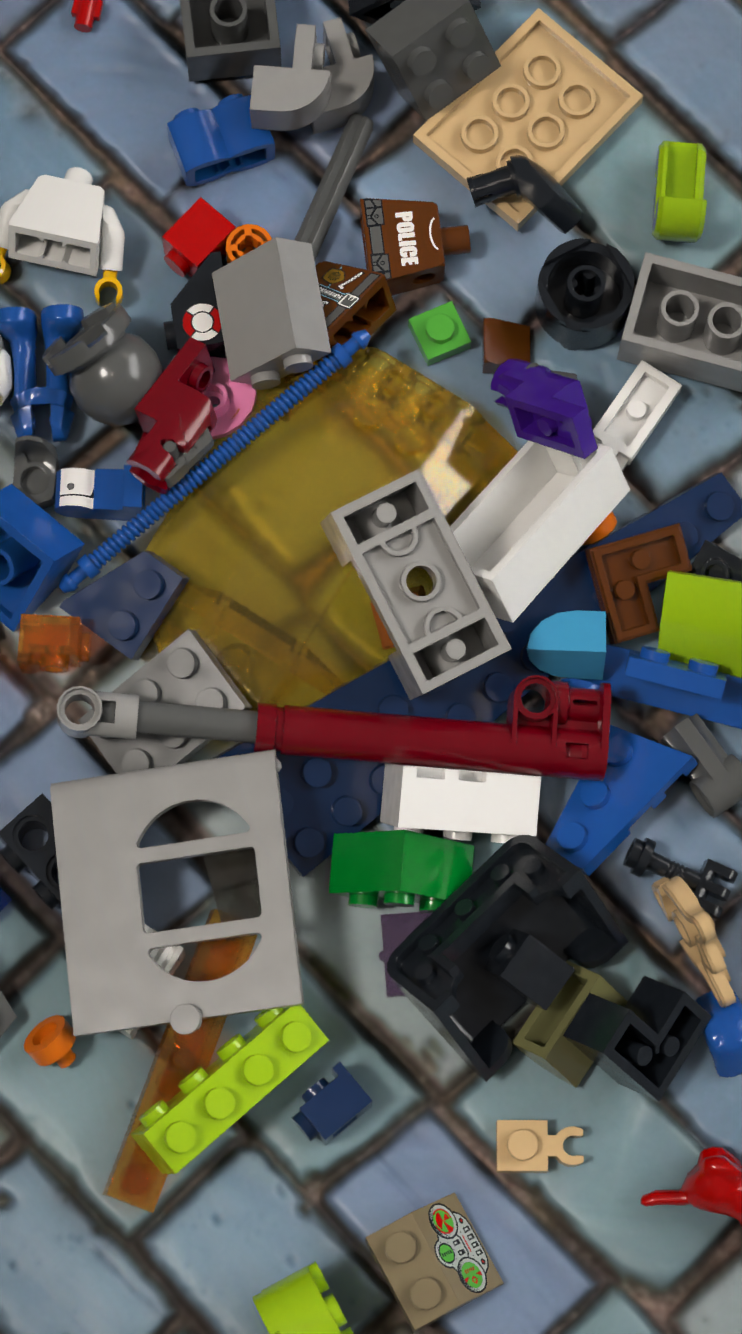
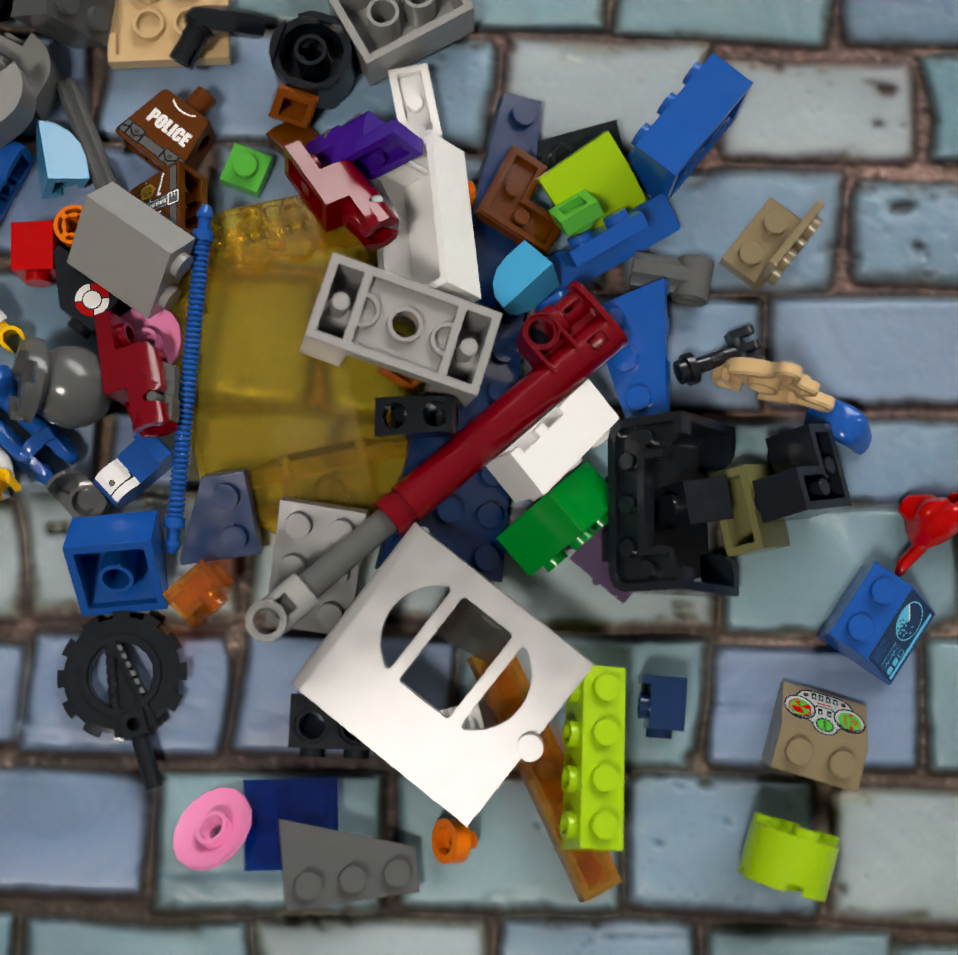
camera: 45 degrees left, 5 degrees up
(292, 179) = (59, 159): none -> brick
(361, 667) = (416, 417): none -> black leg
(486, 433) = (342, 197): none -> dark red plate
(526, 1146) = (797, 608): tan plate -> none
(528, 316) = (293, 106): none -> dark orange slope
(583, 1225) = (877, 621): none -> blue slope
(670, 630) = (576, 213): none -> bright green plate

